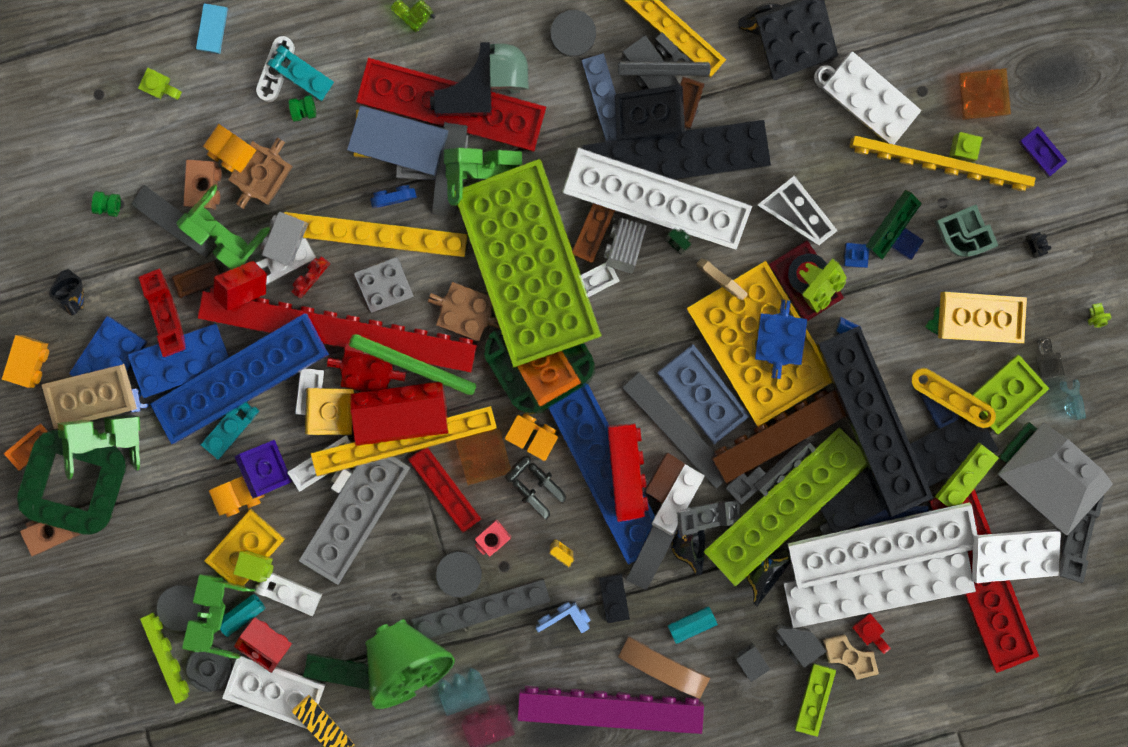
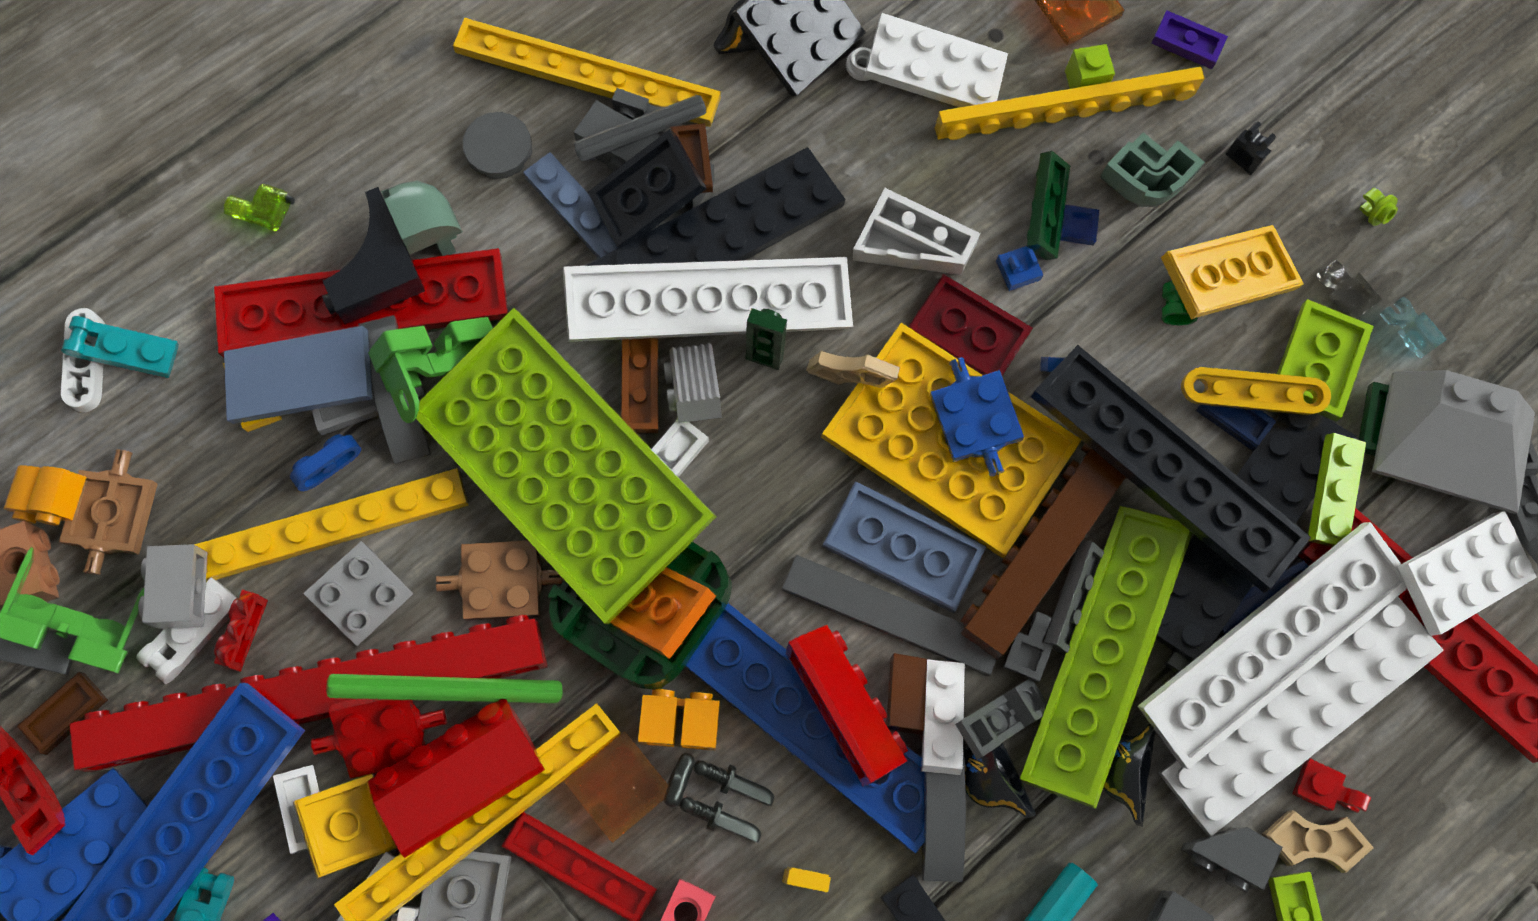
camera: 30 degrees left, 15 degrees down
(240, 285) = (124, 686): red brick -> none
(302, 108) = (141, 394): green wheel -> none
(816, 279) = (985, 312): lime plate -> none

